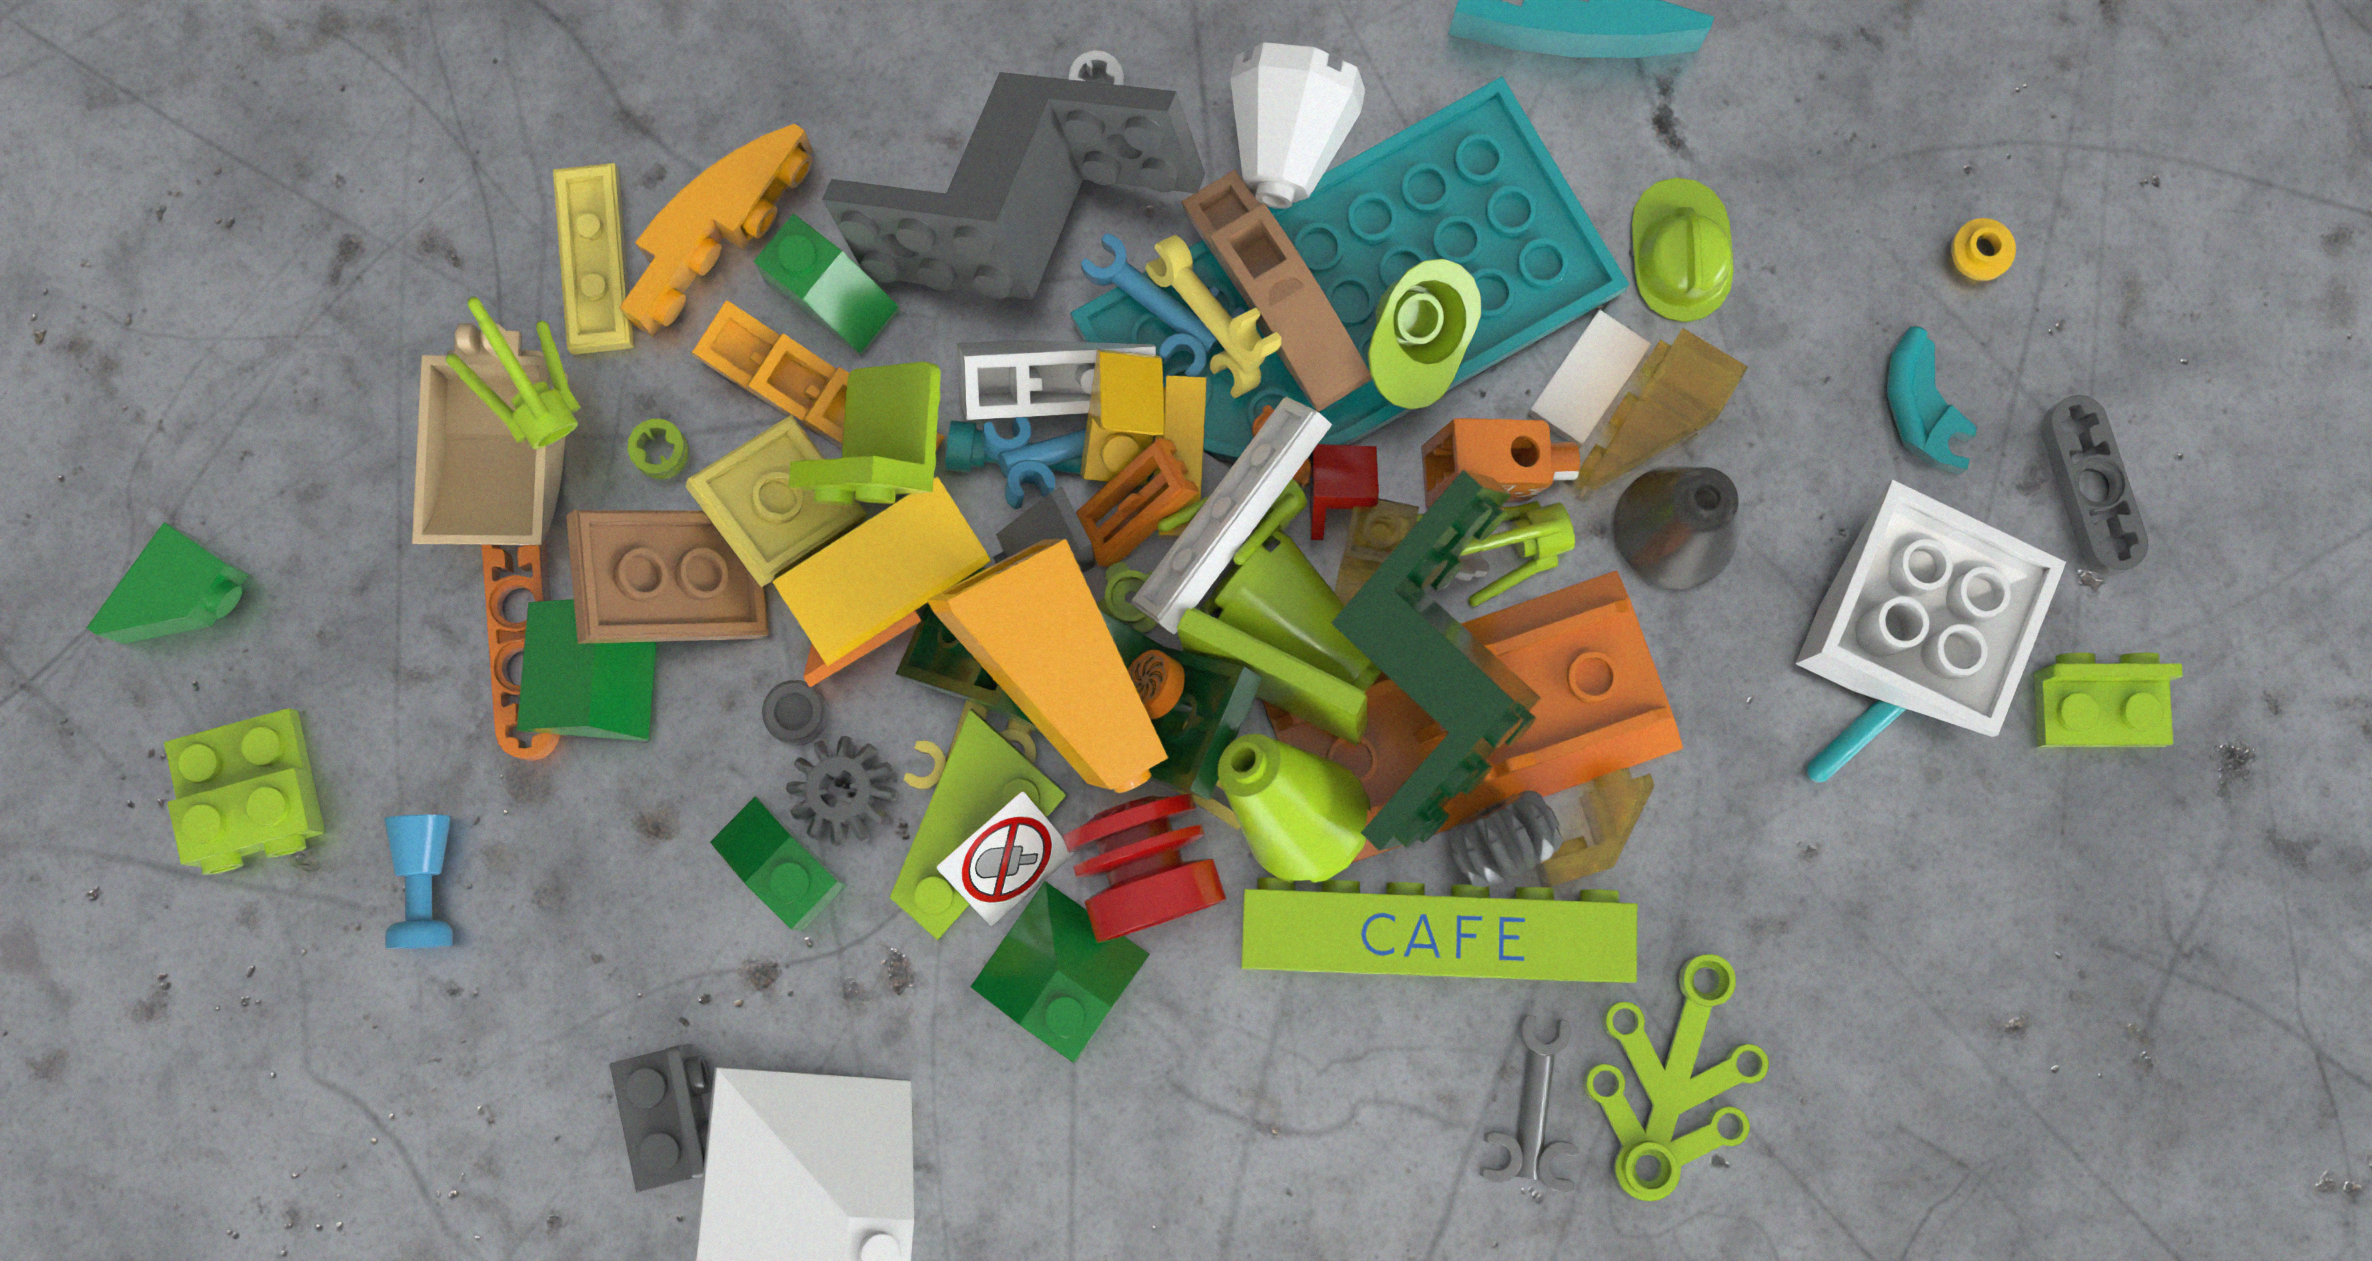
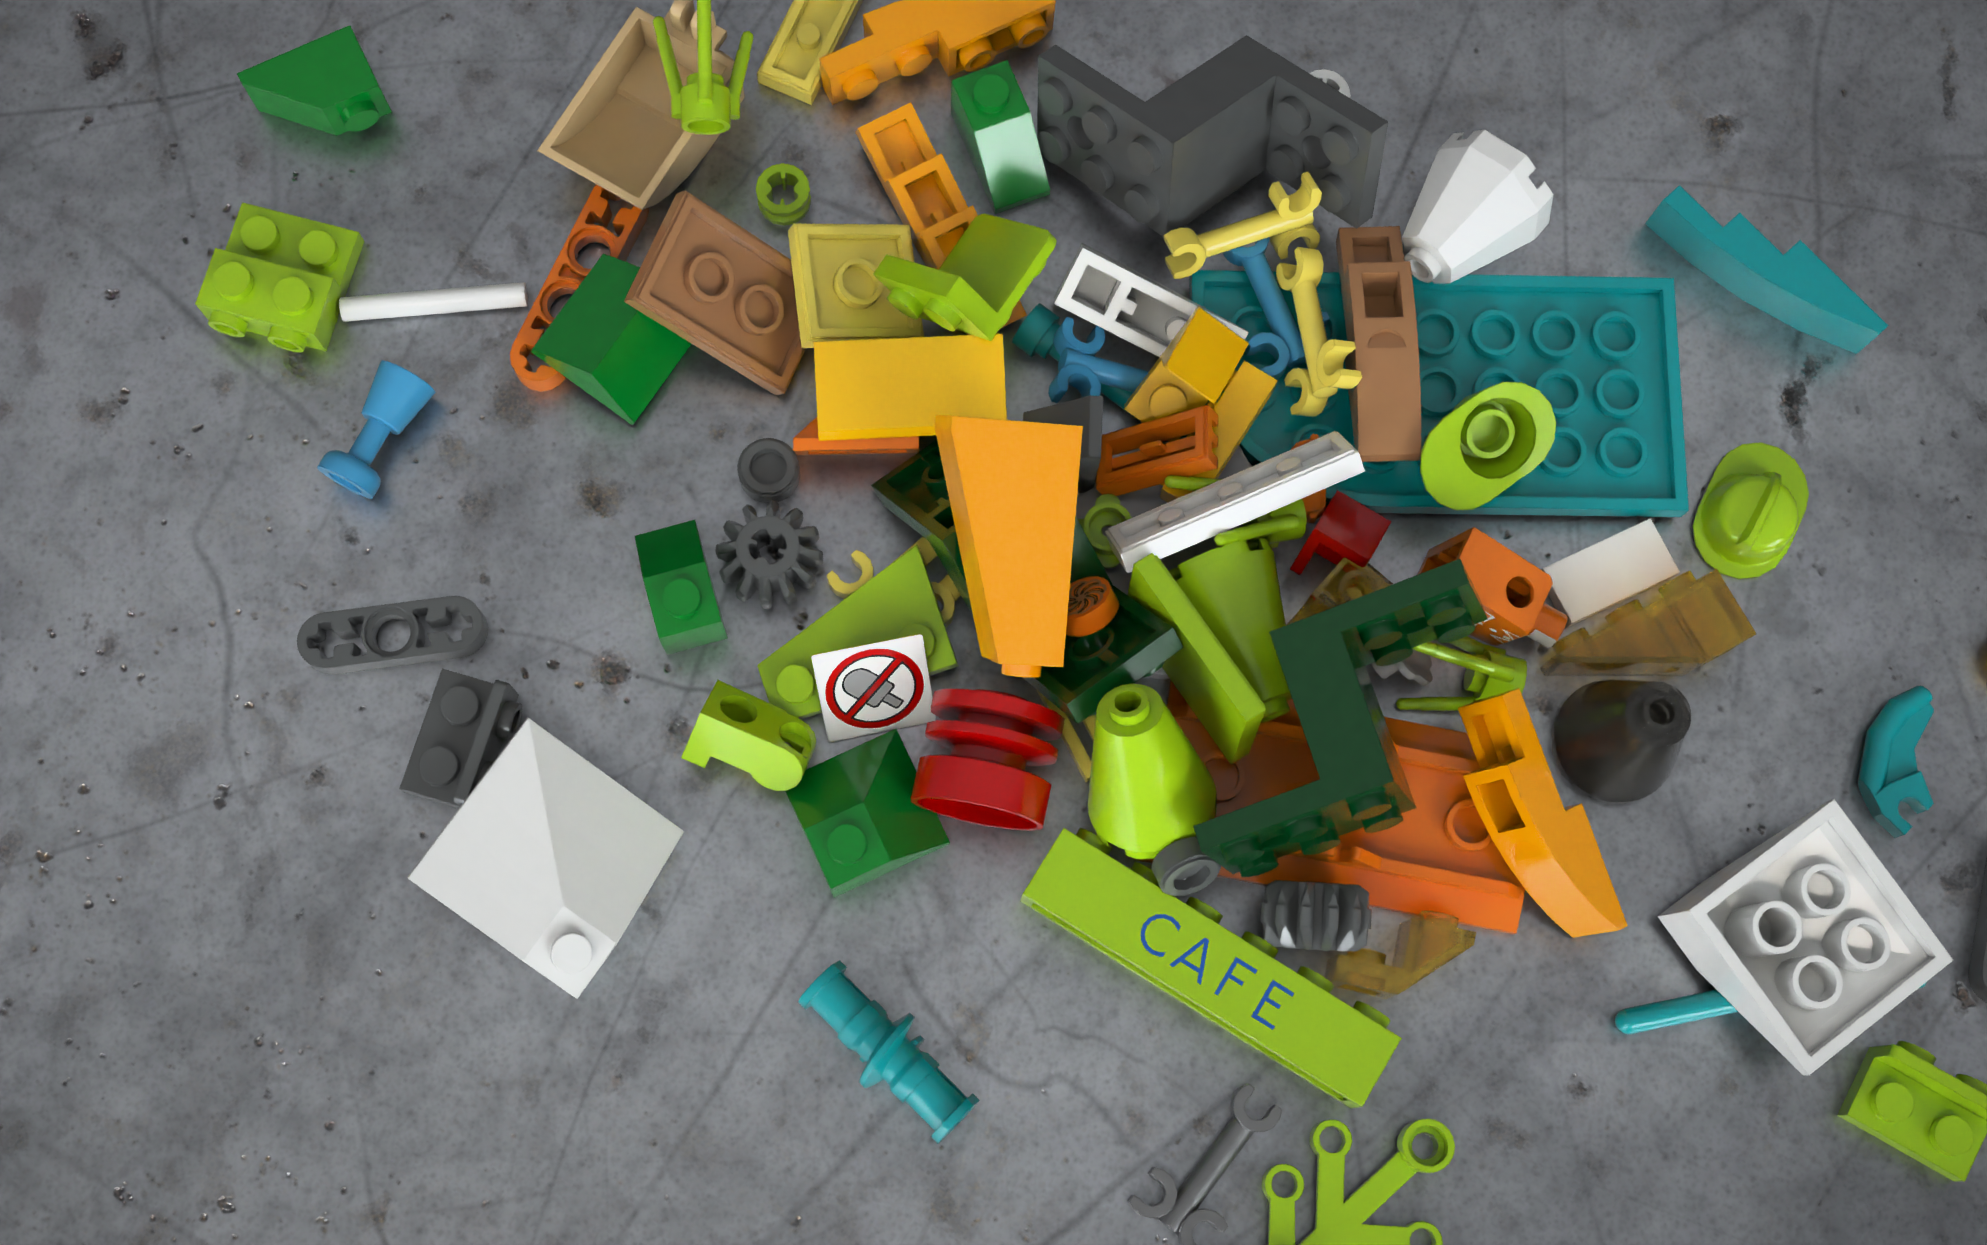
camera: 25 degrees right, 5 degrees down
(397, 732) = (433, 301): none -> white bar
(496, 1073) = (348, 656): none -> dark grey beam
(924, 966) = (751, 737): none -> lime leg
(1132, 223) = (1287, 222): none -> light yellow bar
(1203, 1171) = (888, 1051): none -> teal piece
(1367, 868) = (1184, 868): none -> dark grey tile
(1655, 656) = (1538, 837): none -> light orange slope

